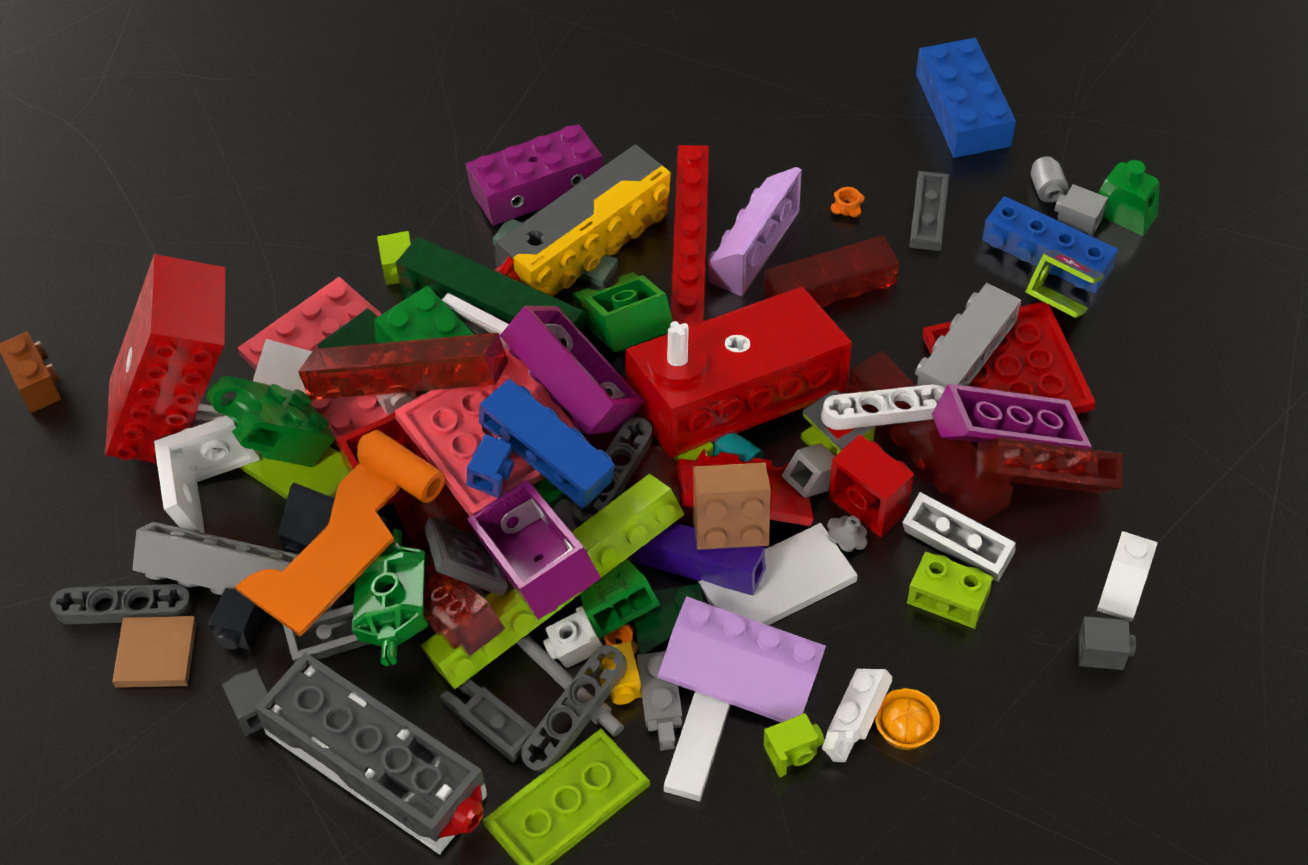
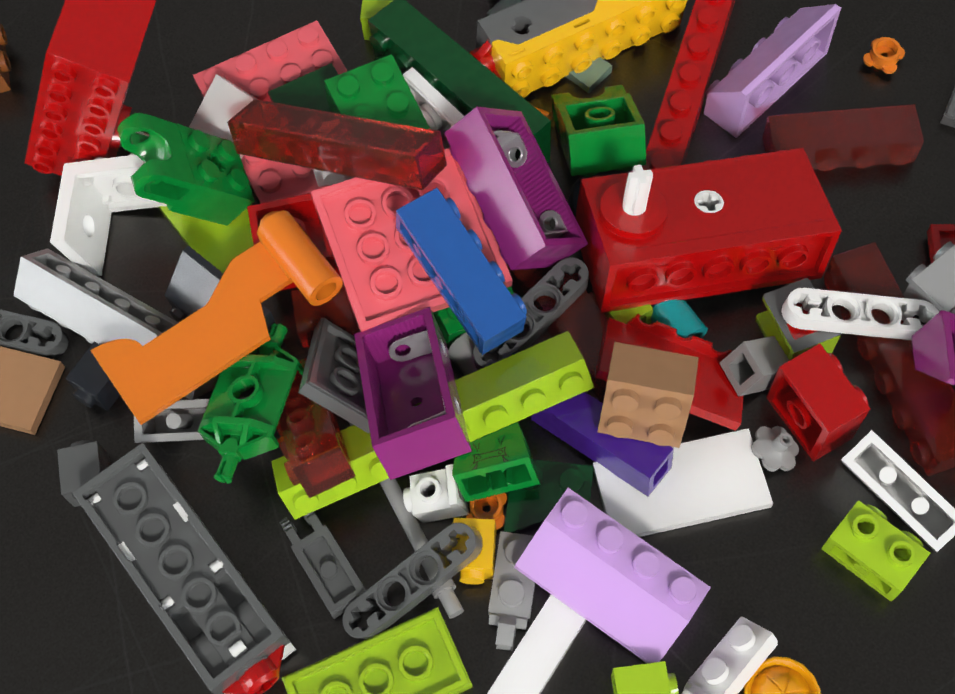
camera: 20 degrees right, 10 degrees up
(490, 465) = (393, 281): blue brick -> none

